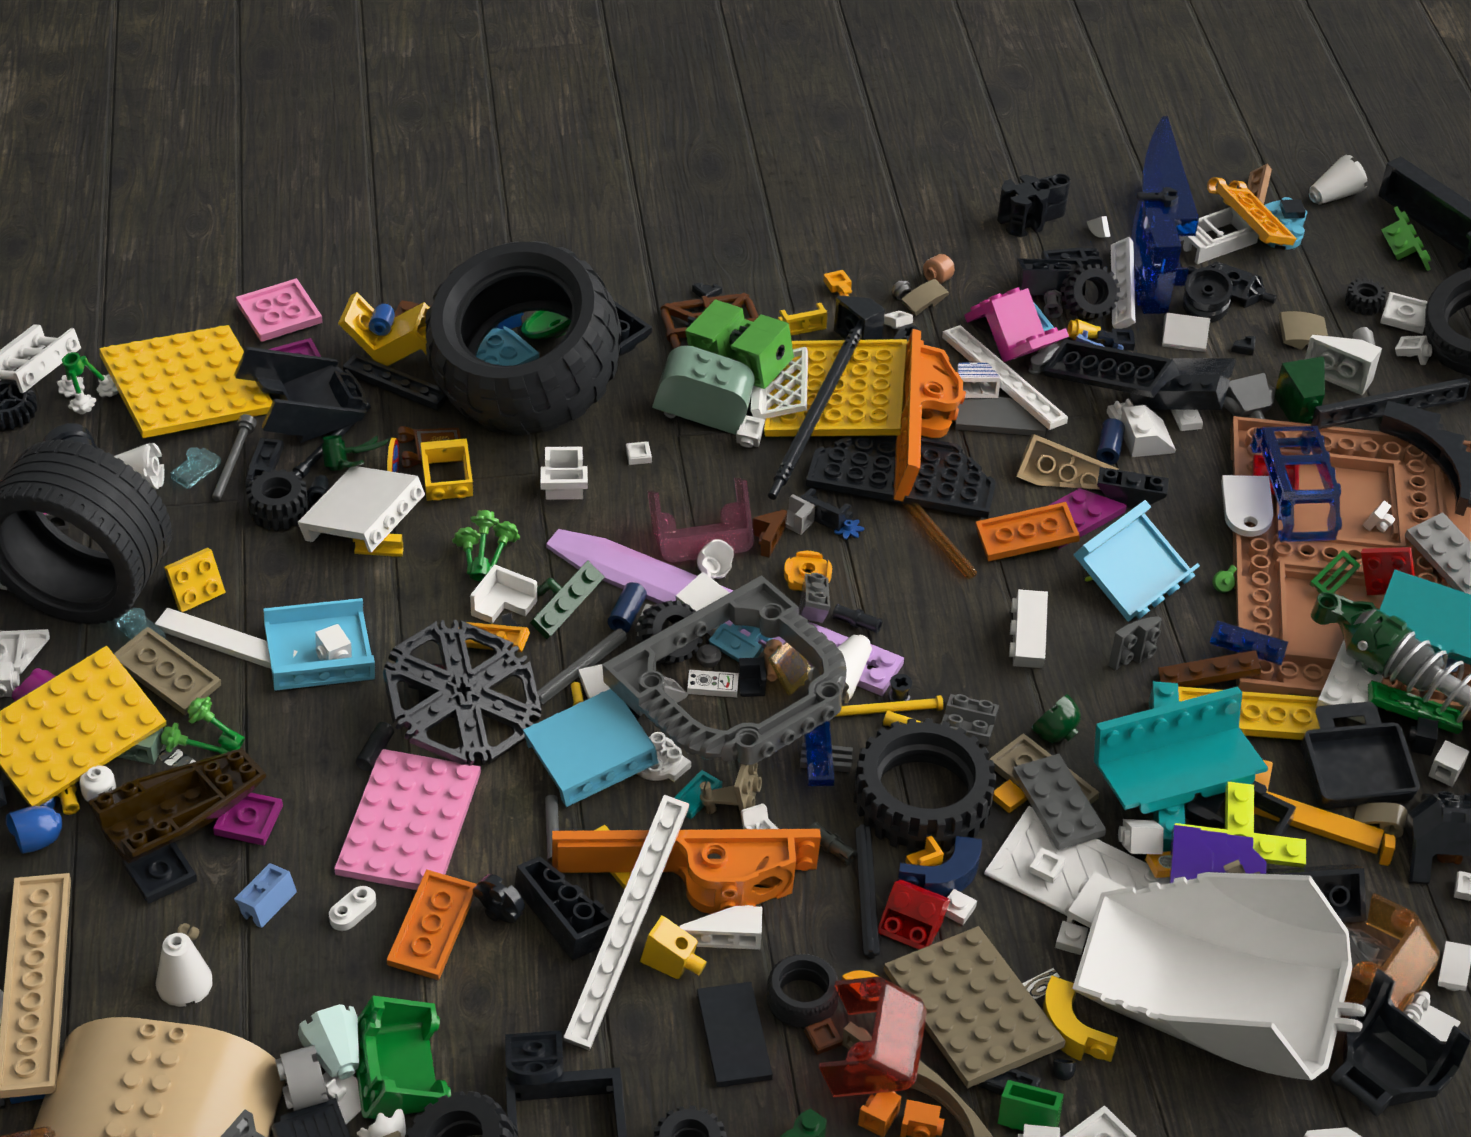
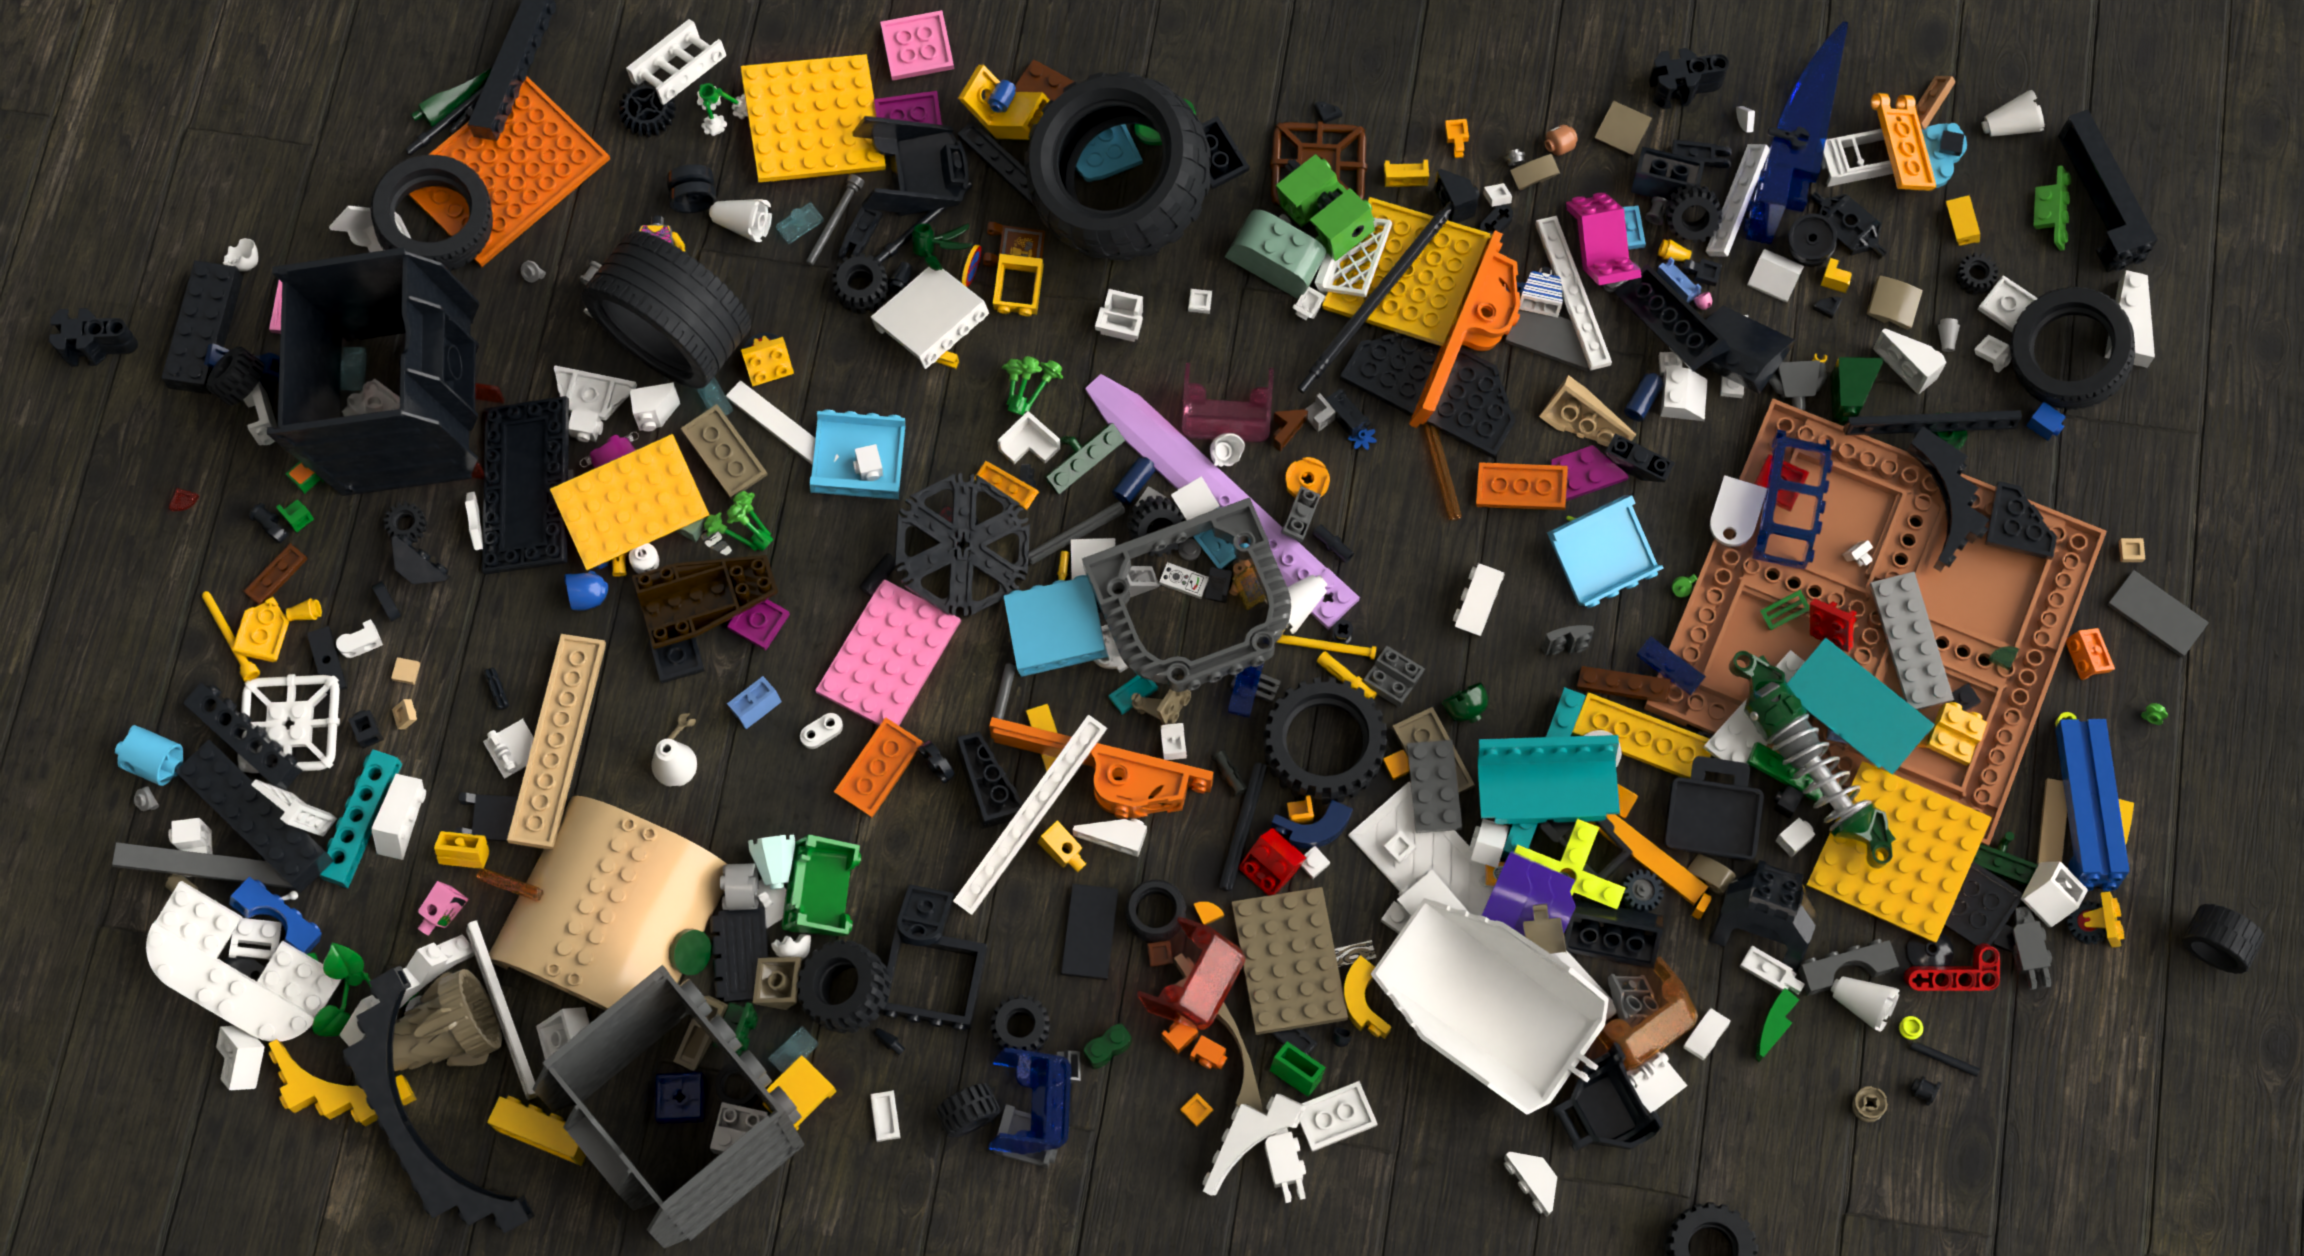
camera: 20 degrees right, 25 degrees up
(74, 638) = (653, 405): none -> white slope
(991, 254) = (1623, 128): none -> dark tan slope
(1240, 323) = (1836, 278): none -> yellow panel
(1322, 846) = (1641, 891): none -> black wheel
(1334, 260) = (1963, 220): none -> yellow hinge

